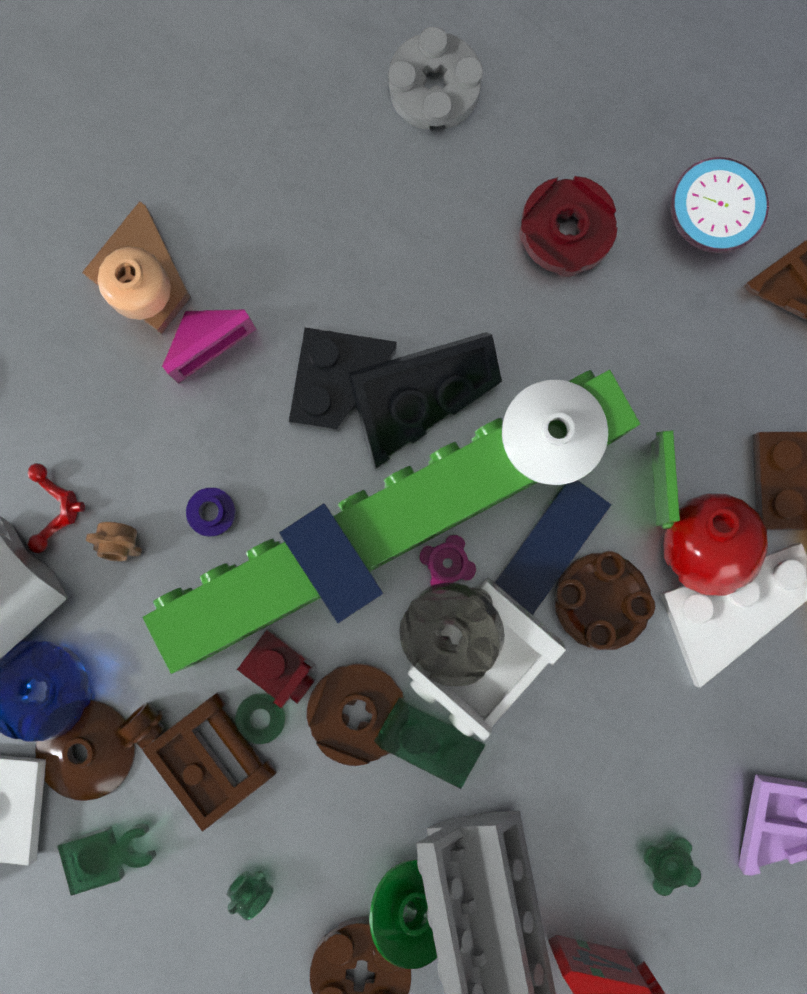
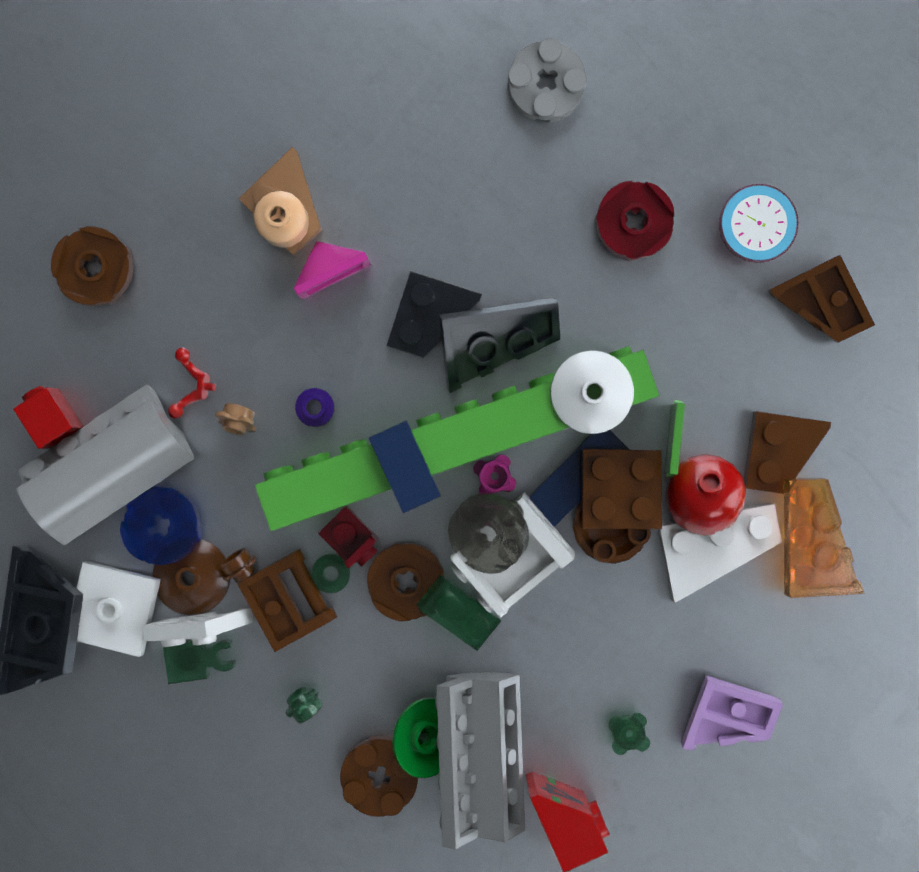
camera: 15 degrees right, 5 degrees up
(99, 816) = (199, 628): none -> white wing
(609, 554) = (621, 489): none -> reddish brown plate

